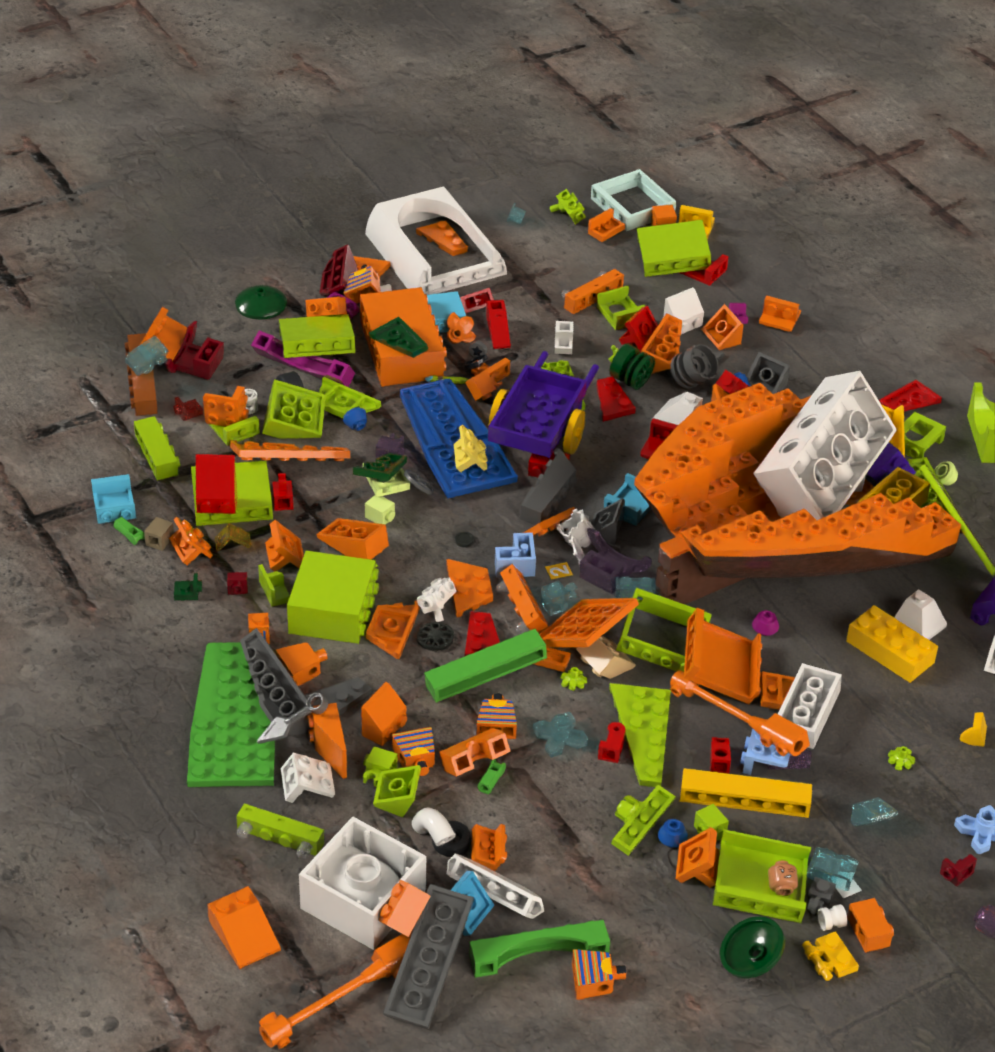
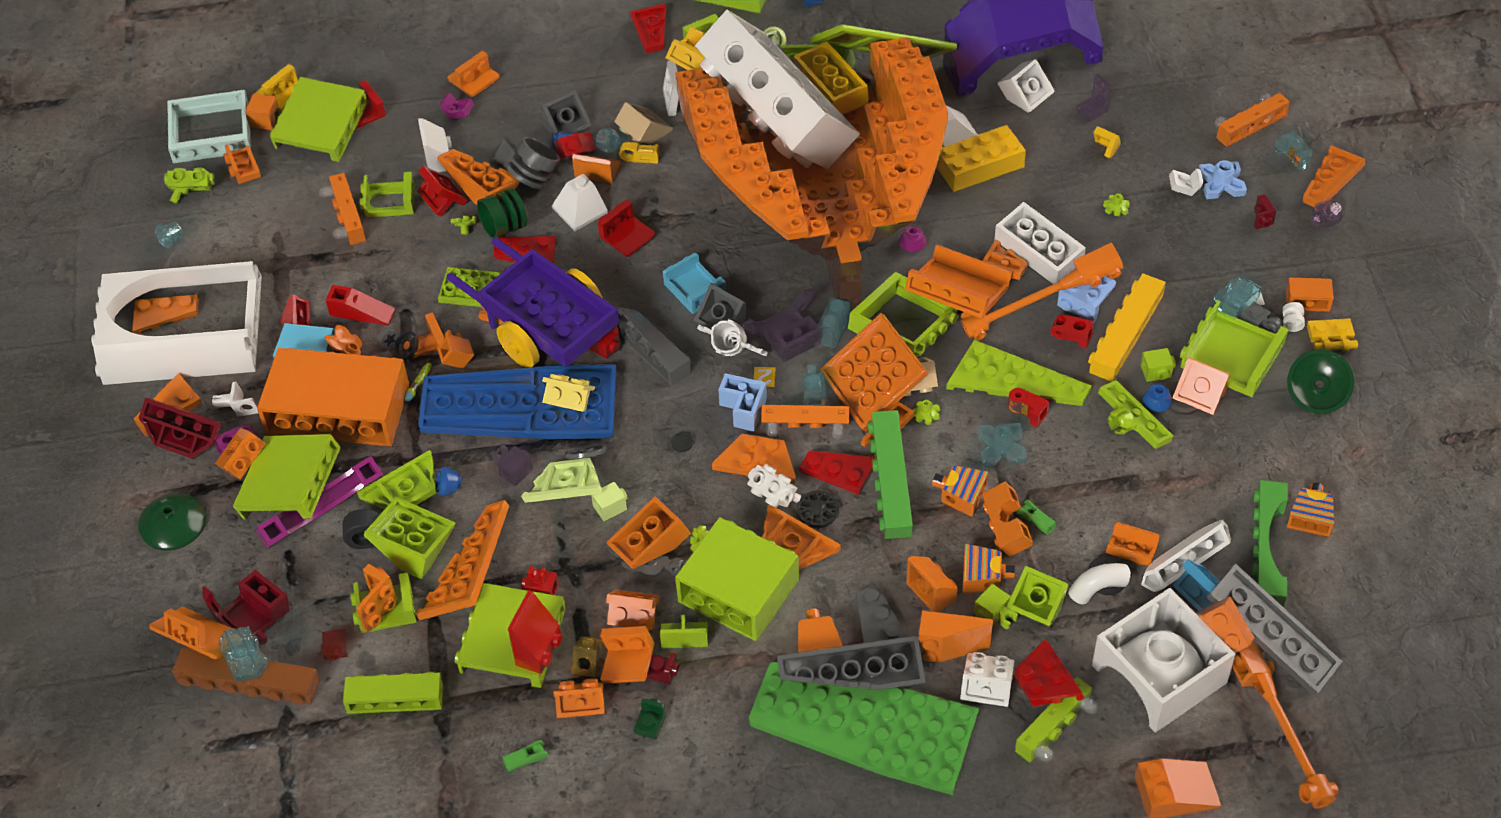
camera: 65 degrees left, 10 degrees up
(113, 498) = (463, 761): medium azure panel -> none
(158, 533) = (548, 724): dark tan brick -> none
(237, 559) = (627, 654): none -> orange bracket
(252, 404) = (355, 574): white wheel -> none
(261, 622) = (750, 663): orange brick -> none
(280, 725) = (925, 675): dark grey piece -> none
(319, 812) = (1045, 677): none -> red wing
(362, 282) = (226, 404): orange torso -> none
(384, 467) = (555, 474): dark green wing -> none
(399, 337) = (366, 389): dark green wing -> none
(550, 523) = (706, 361): orange wing -> none
(563, 337) = (413, 257): white brick -> none
(724, 329) = (473, 124): orange slope -> none
(783, 878) = (1245, 333): nougat head -> none
(872, 812) = (1180, 246): clear light blue slope -> none
(960, 799) = (1186, 183): none -> white bracket

